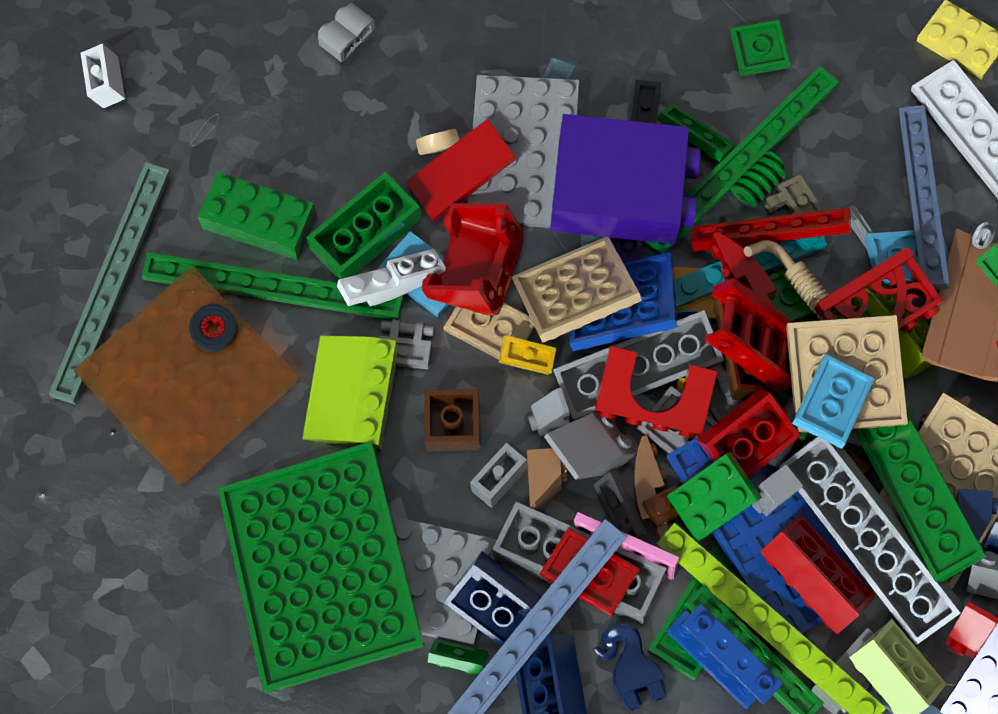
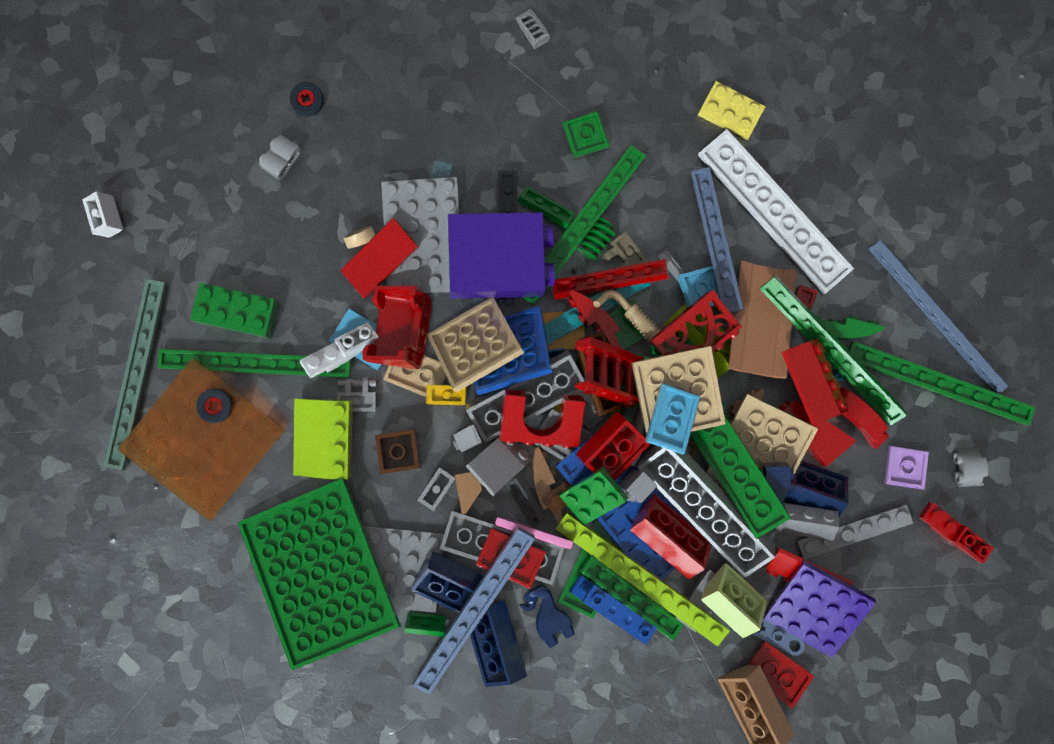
camera: 15 degrees left, 15 degrees up
(364, 227) = (314, 312): green brick -> none
(982, 234) = (760, 263): flat silver piece -> none

